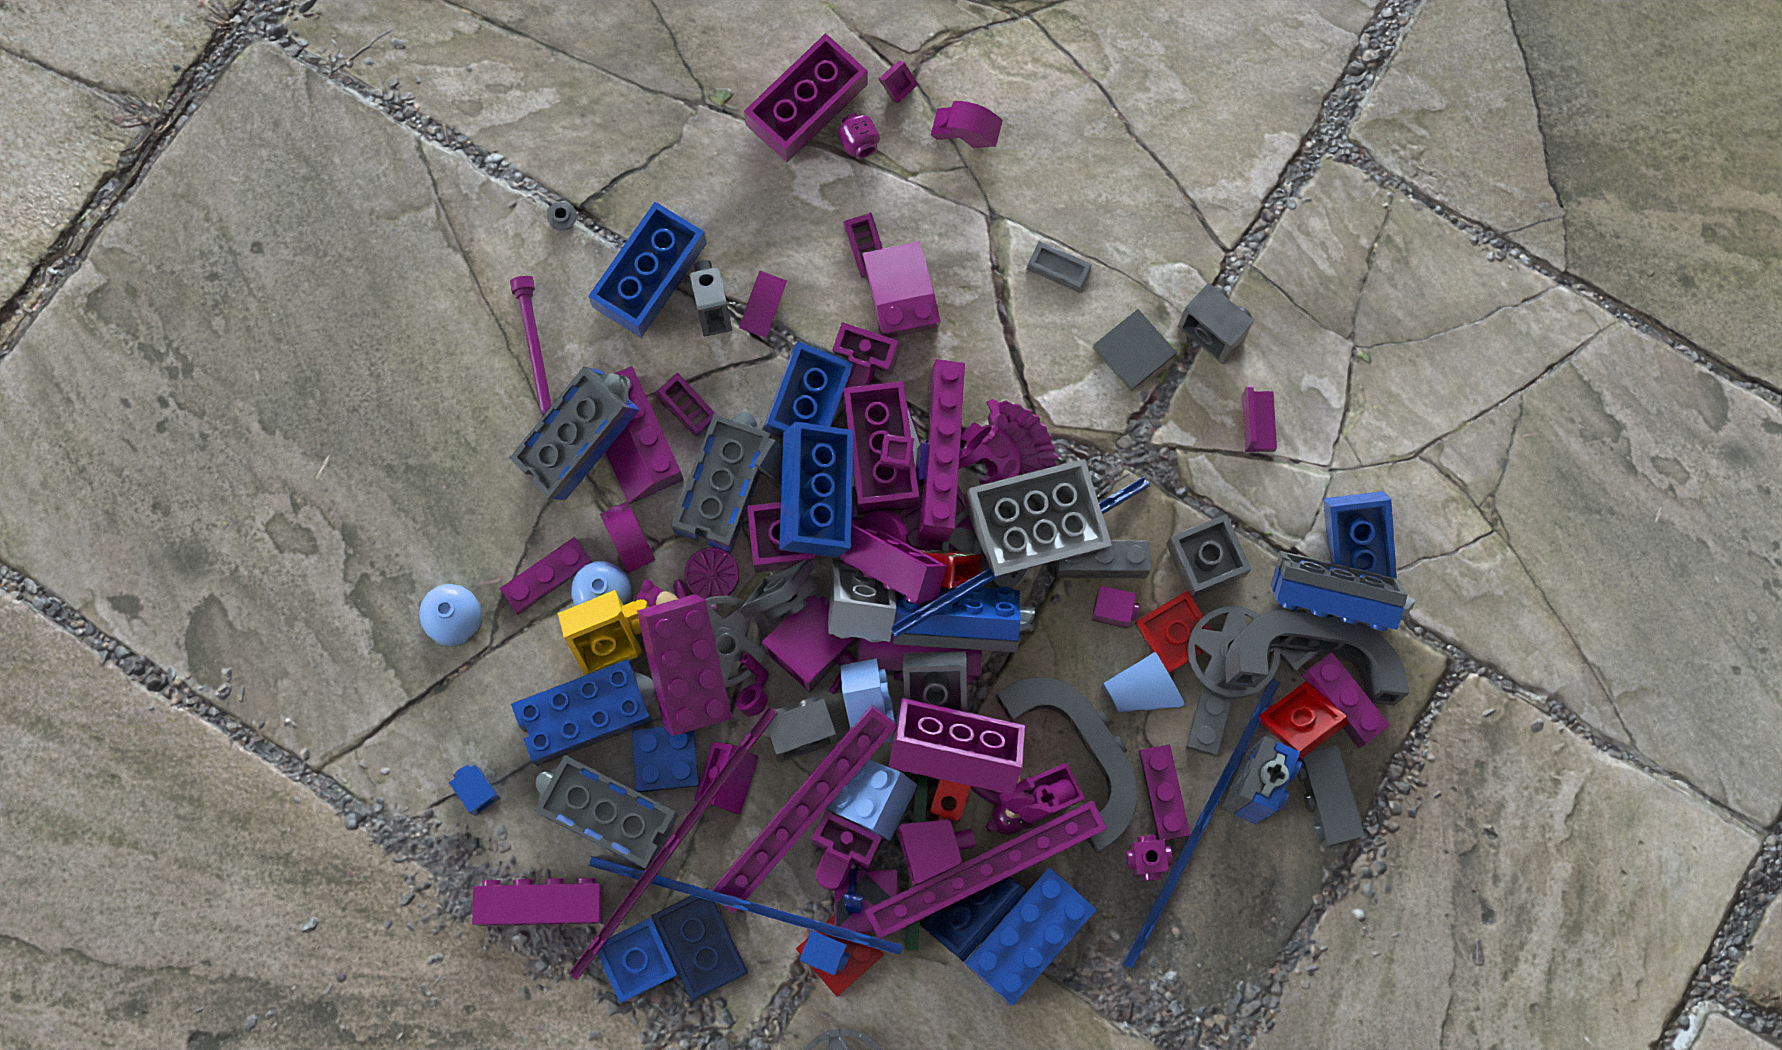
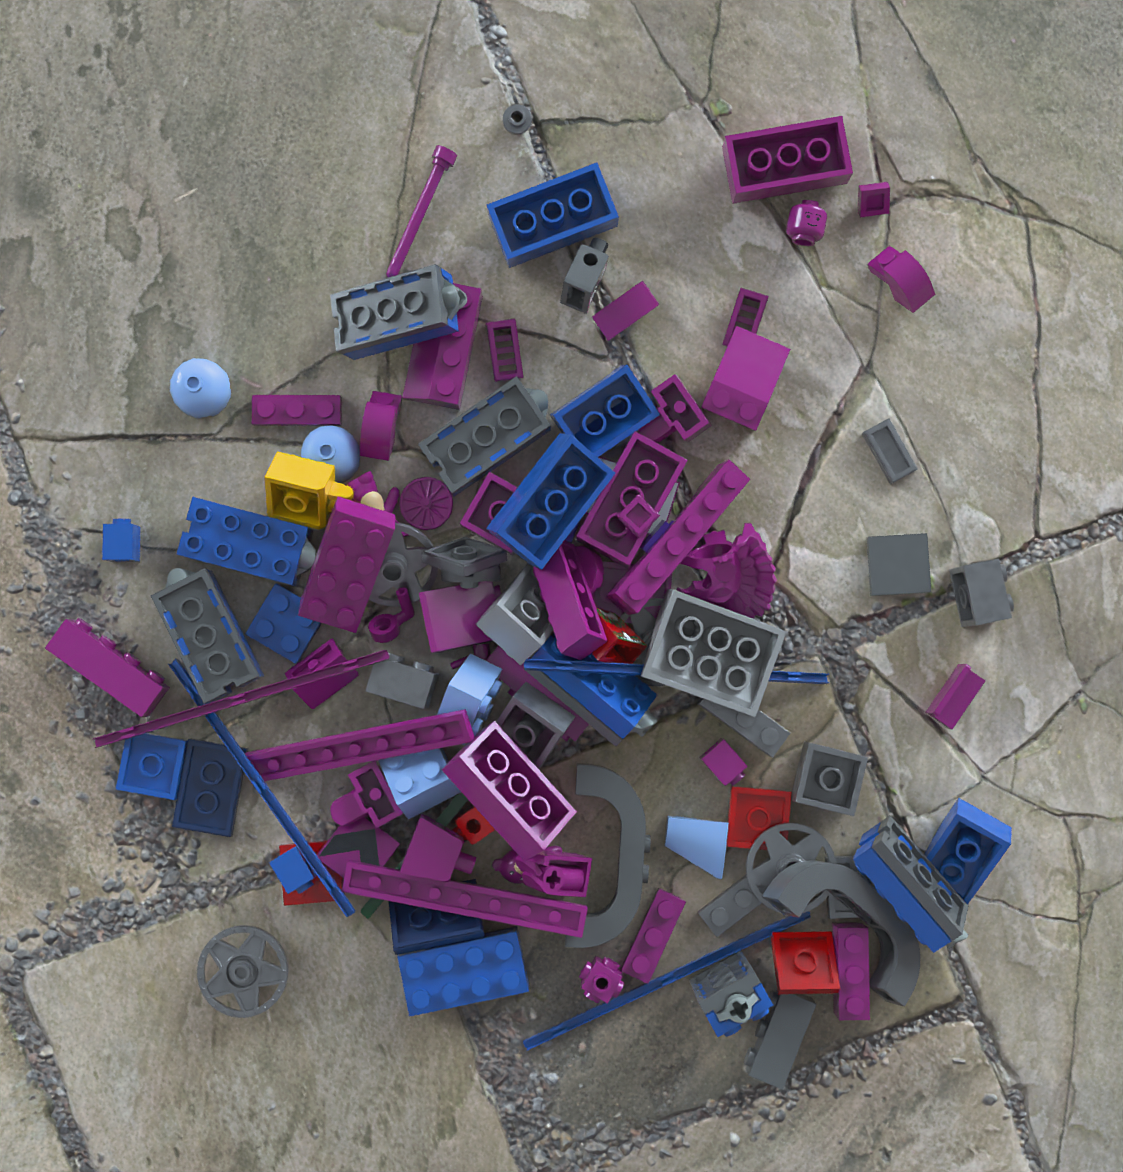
camera: 40 degrees right, 10 degrees up
(770, 462) = (534, 447): dark grey slope -> none
(853, 901) = (346, 844): clear blue hand -> none

